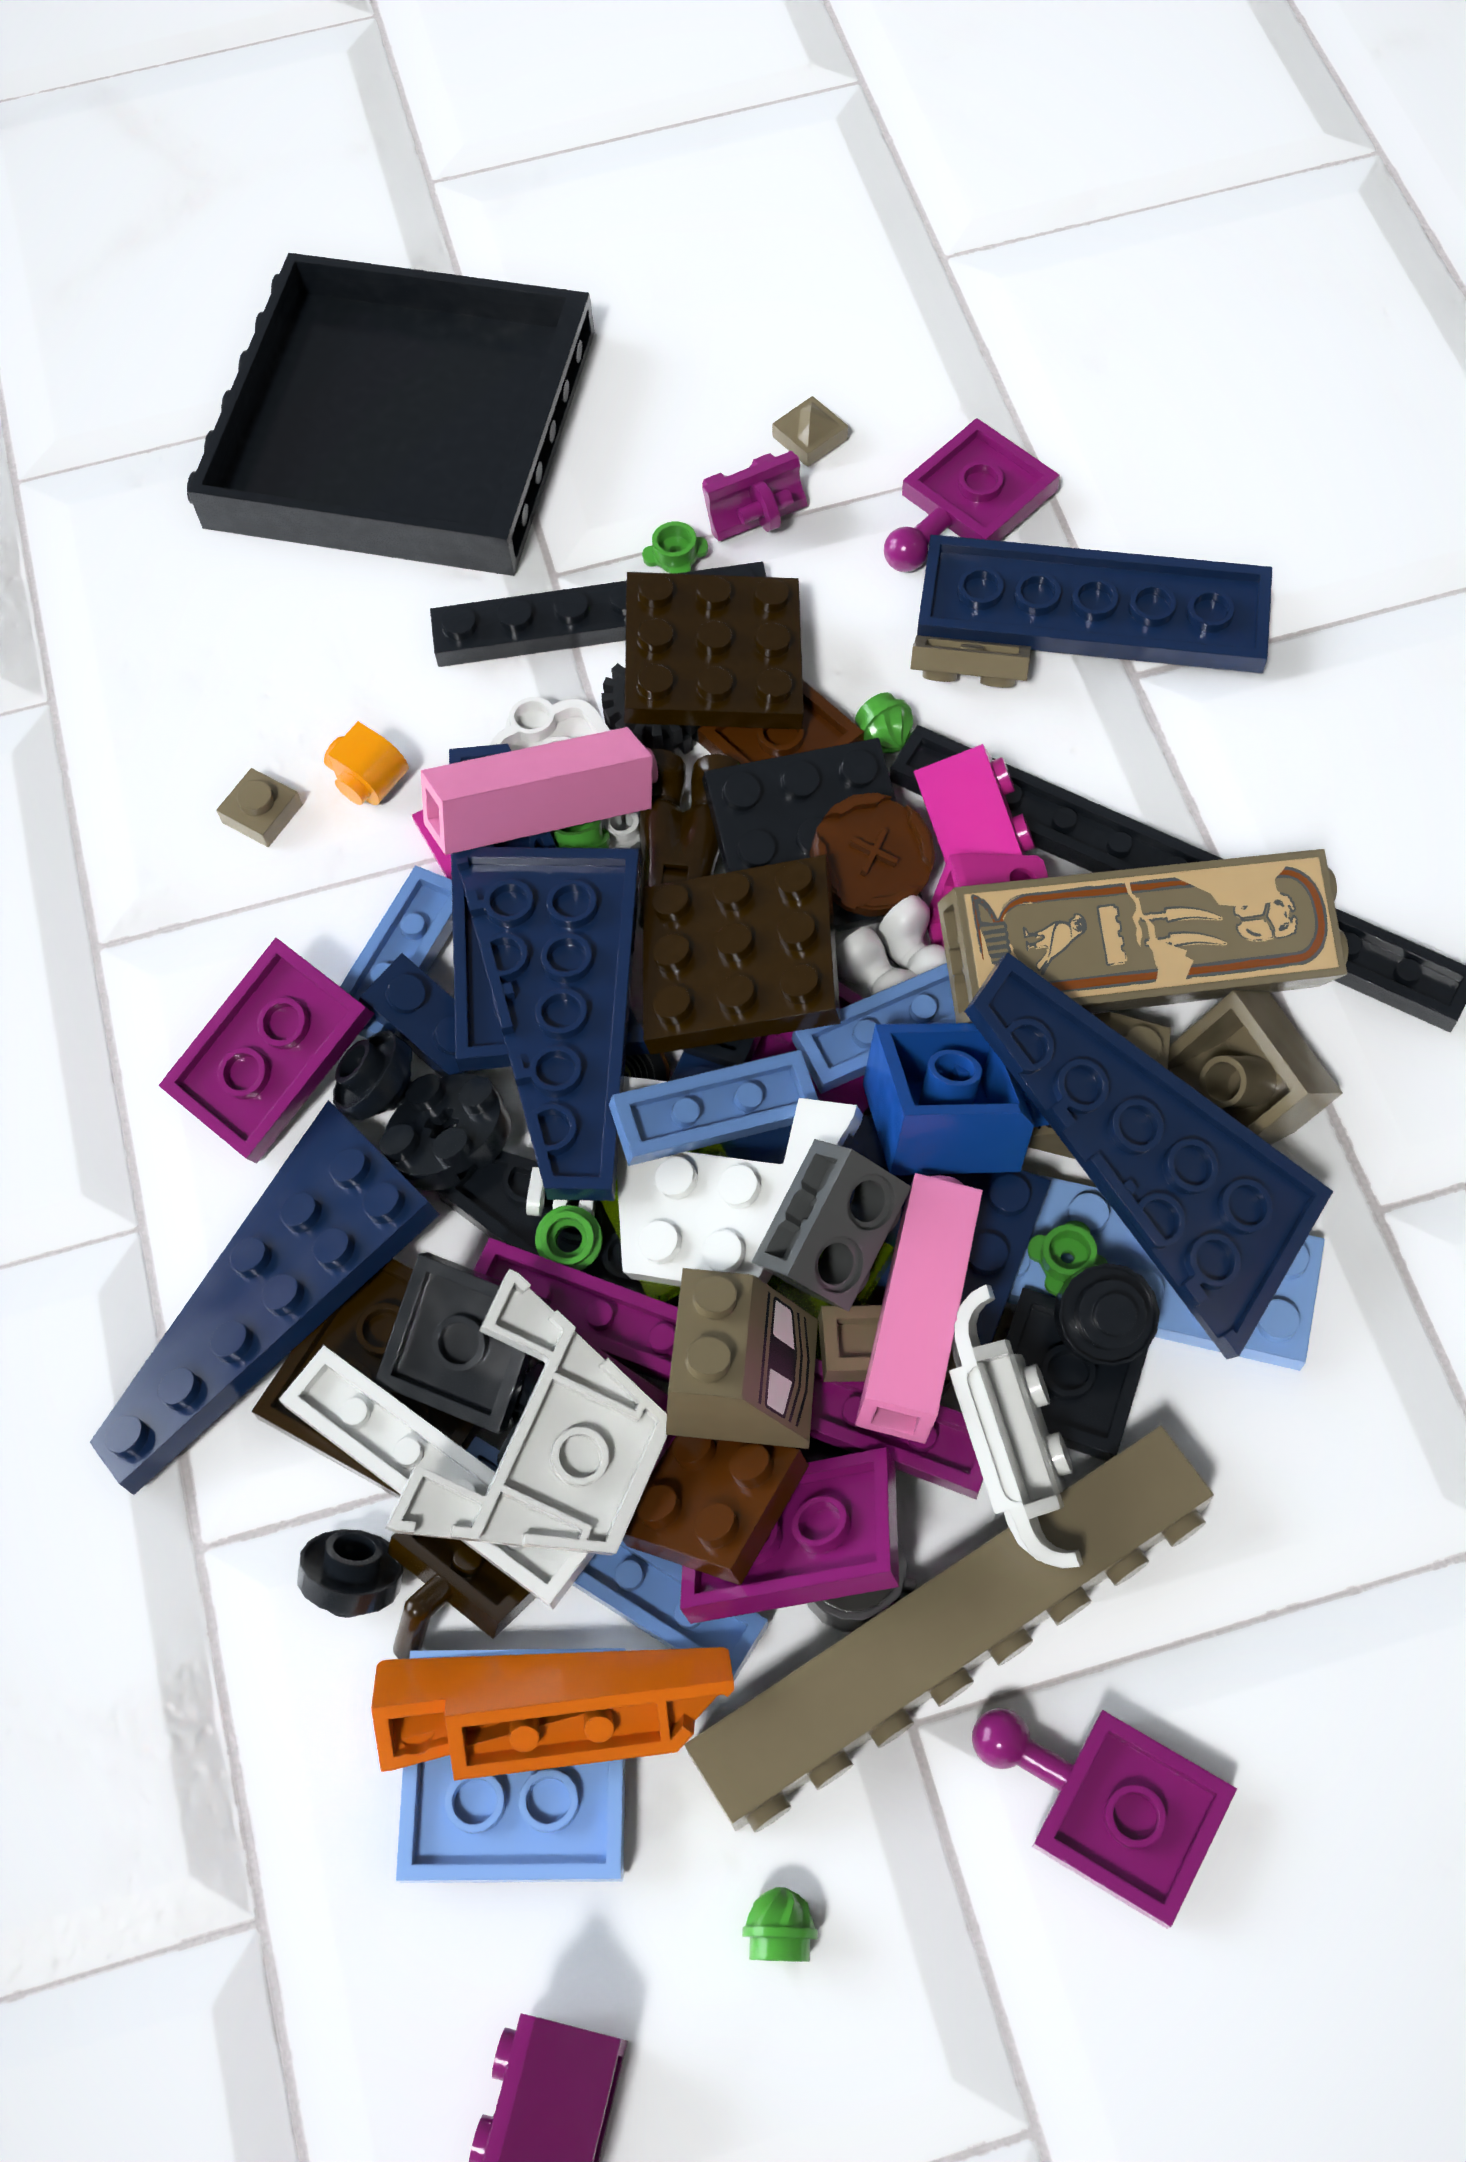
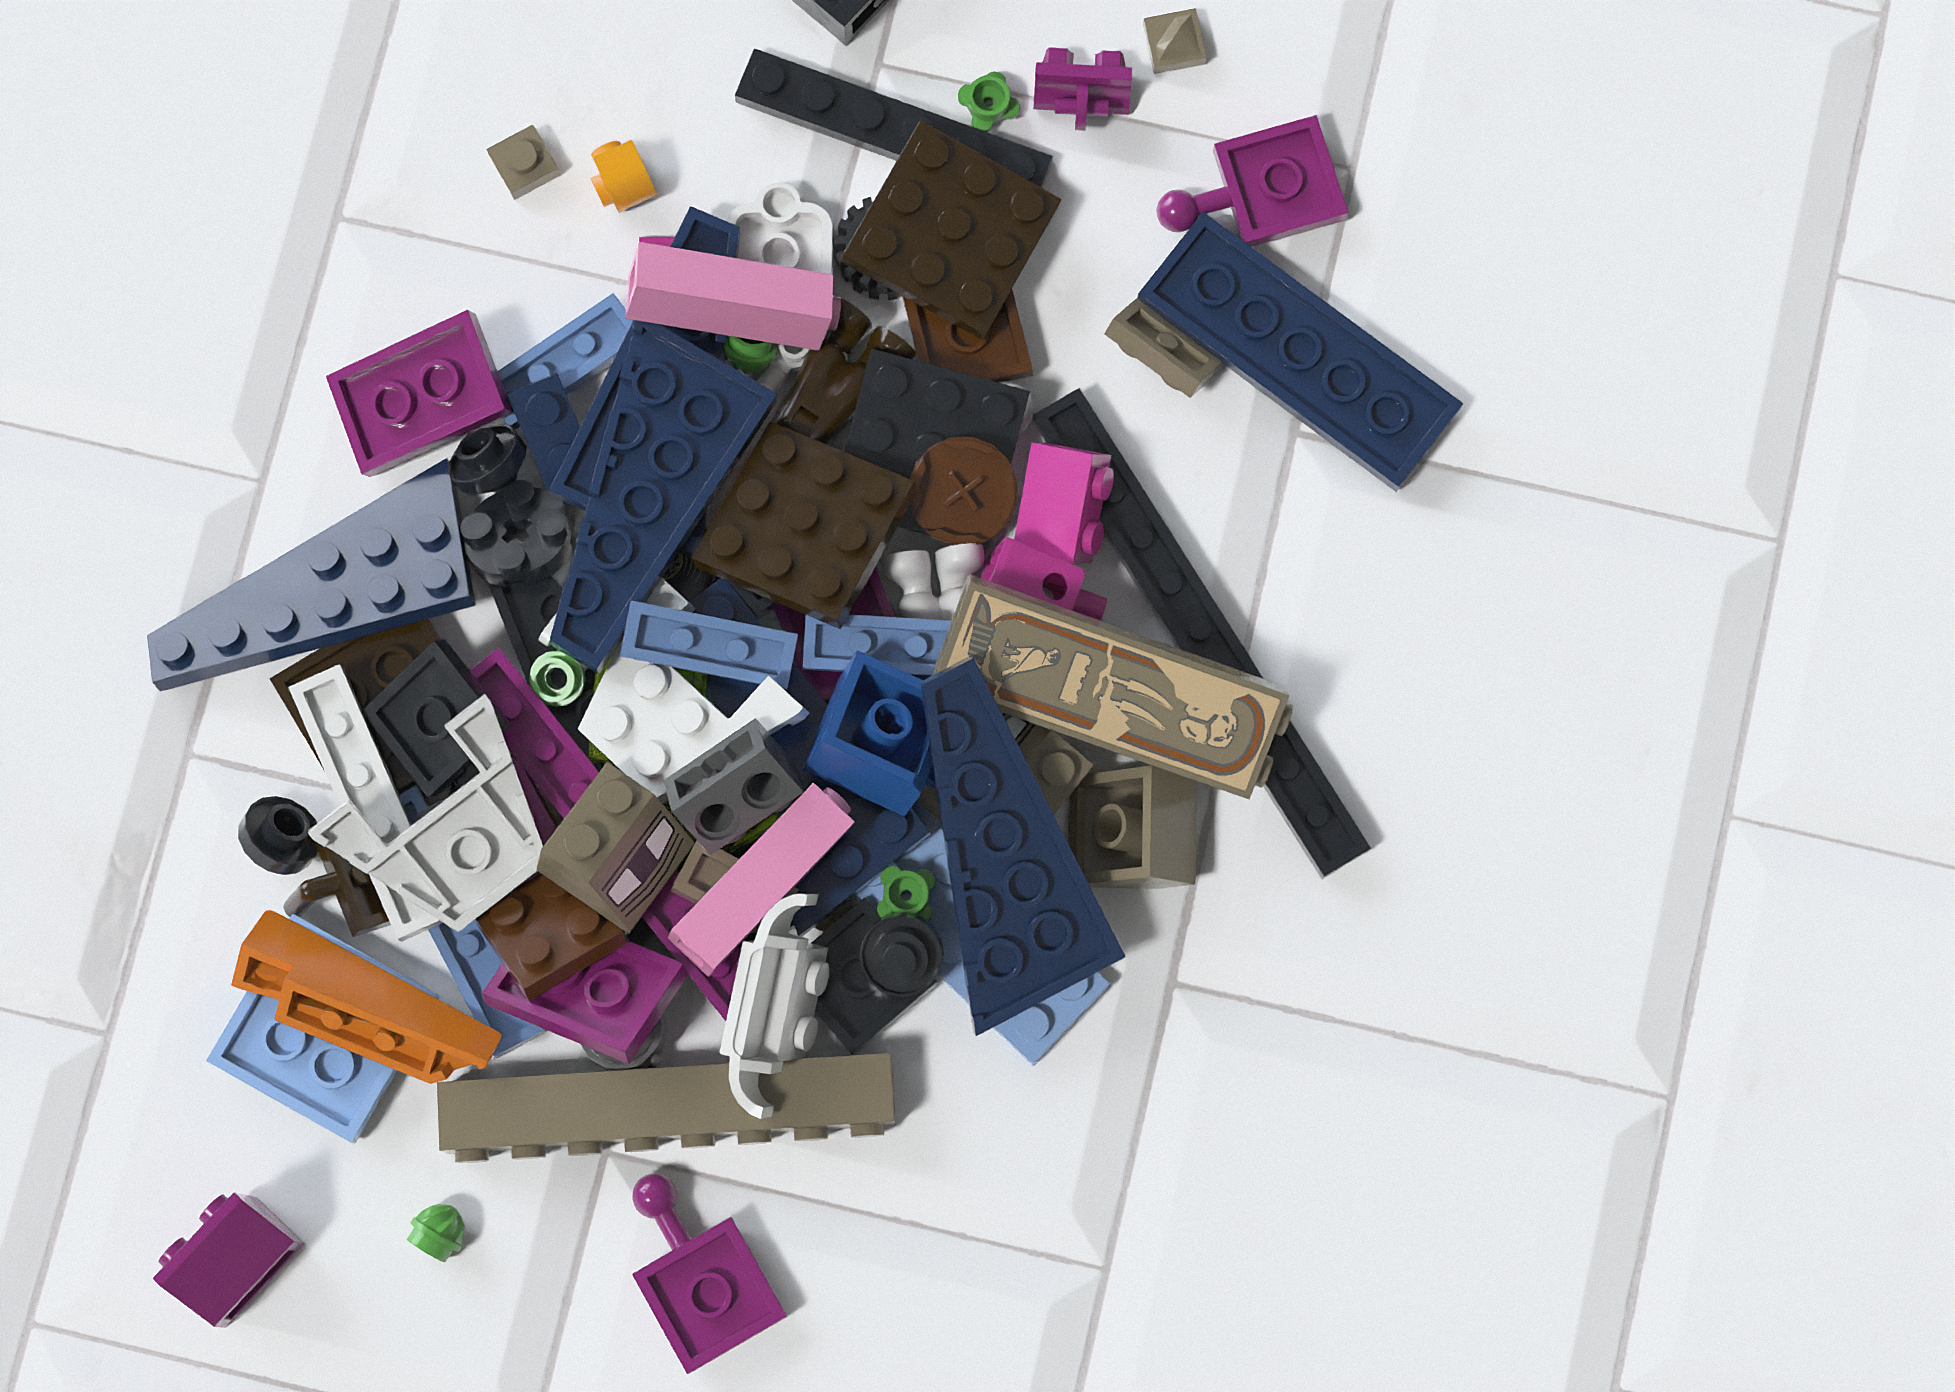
camera: 25 degrees right, 15 degrees up
(886, 719) = (1058, 370): bright green plate -> none

